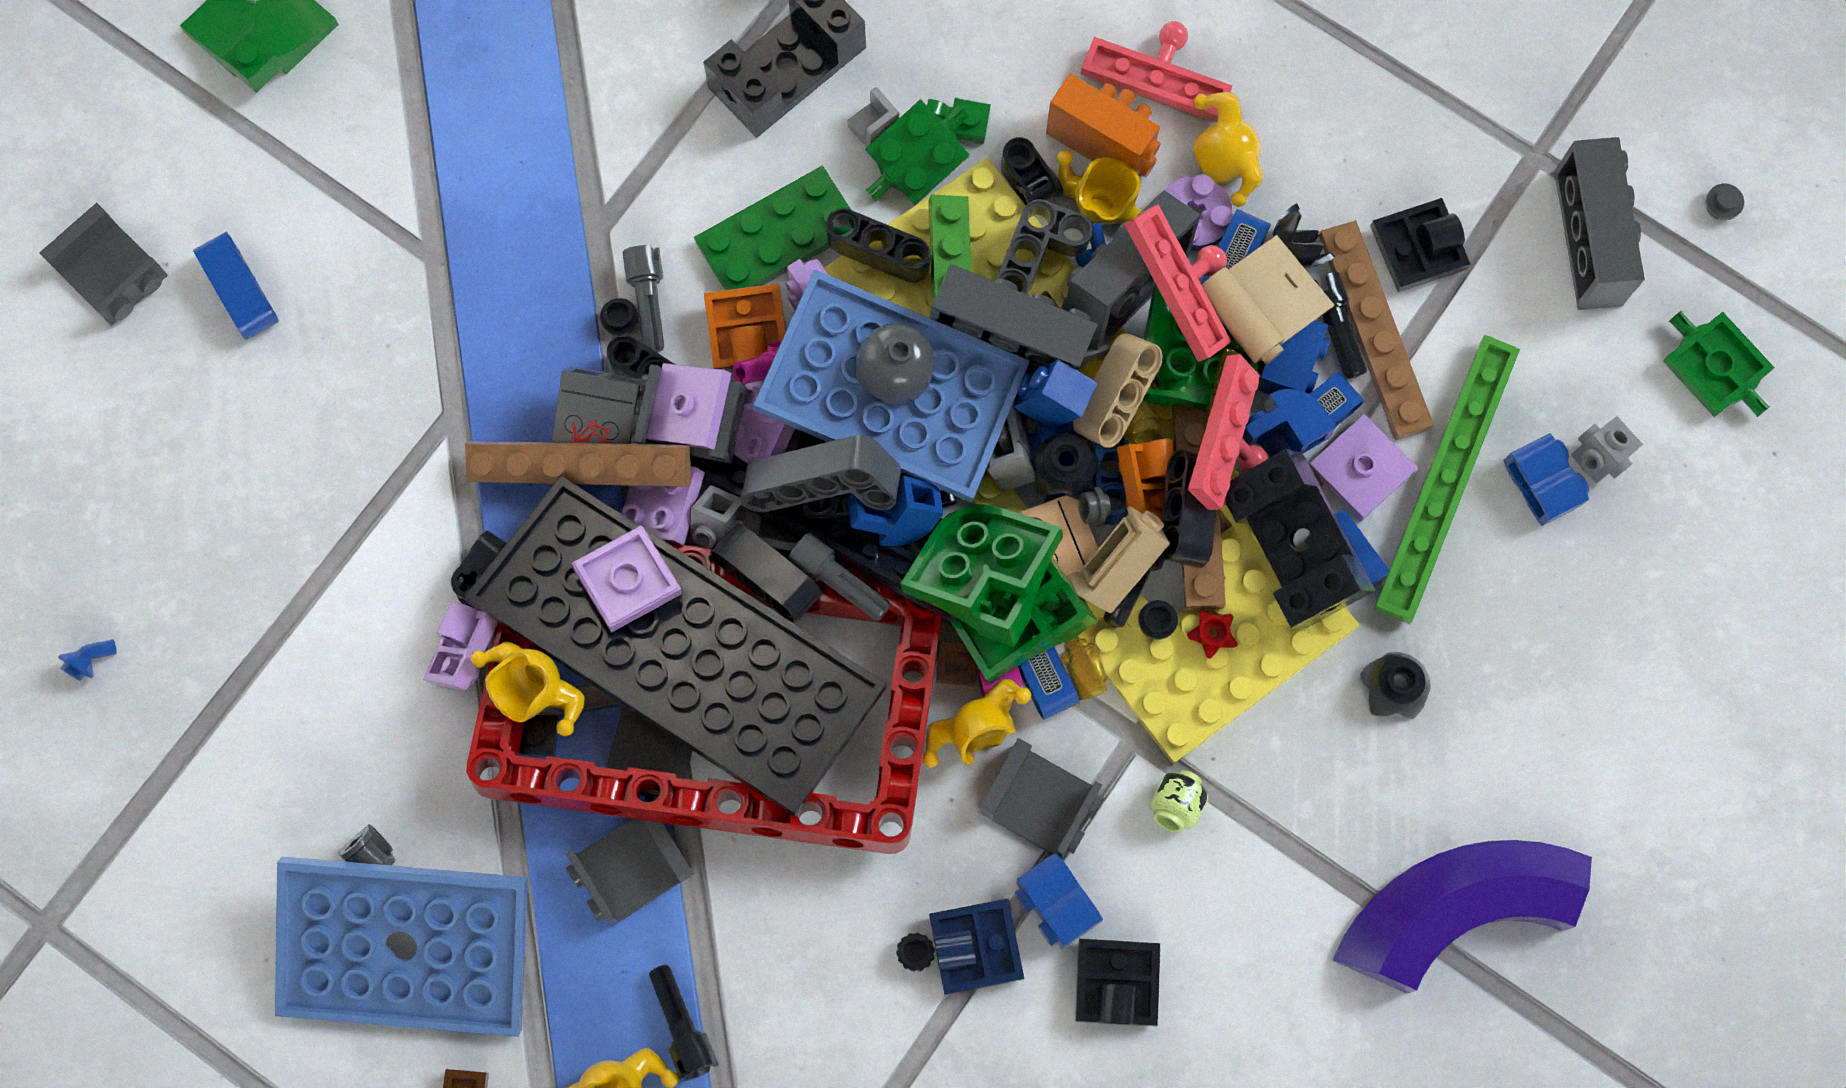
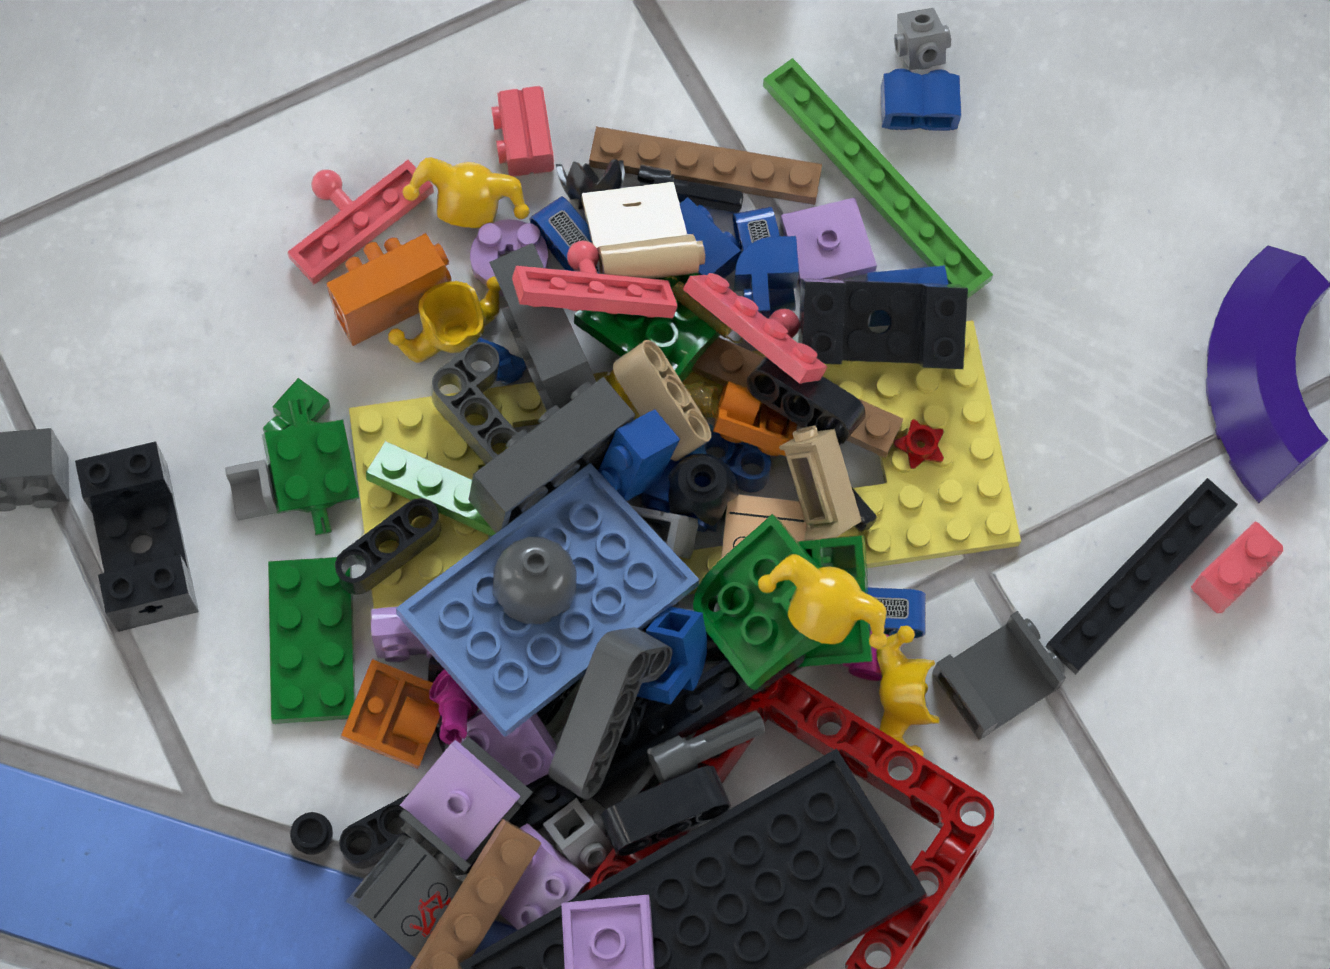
camera: 65 degrees left, 5 degrees down
(644, 272) = (281, 784): dark grey piece -> none
(915, 952) = (1088, 860): black piece -> none
(956, 665) = (835, 682): reddish brown plate -> none
(976, 946) = (1108, 803): dark blue plate -> none
(997, 604) = (826, 602): none -> yellow piece
(1034, 178) = (392, 377): black piece -> none
(1058, 901) = (1101, 707): blue brick -> none
(1084, 668) = (897, 571): clear yellow brick -> none
(1094, 506) = (755, 481): dark grey plate -> none
(1117, 982) = (1199, 694): black plate -> none
(1158, 620) = (886, 484): black plate -> none
(1179, 801) = (1059, 555): yellowish green head -> none
(1202, 883) = (1141, 576): none -> black plate
(1253, 963) = (1237, 567): none -> coral brick
(1315, 164) = (525, 131): none -> coral brick
(1385, 696) = (1032, 327): black piece -> none
(1421, 244) = (649, 85): black plate -> none

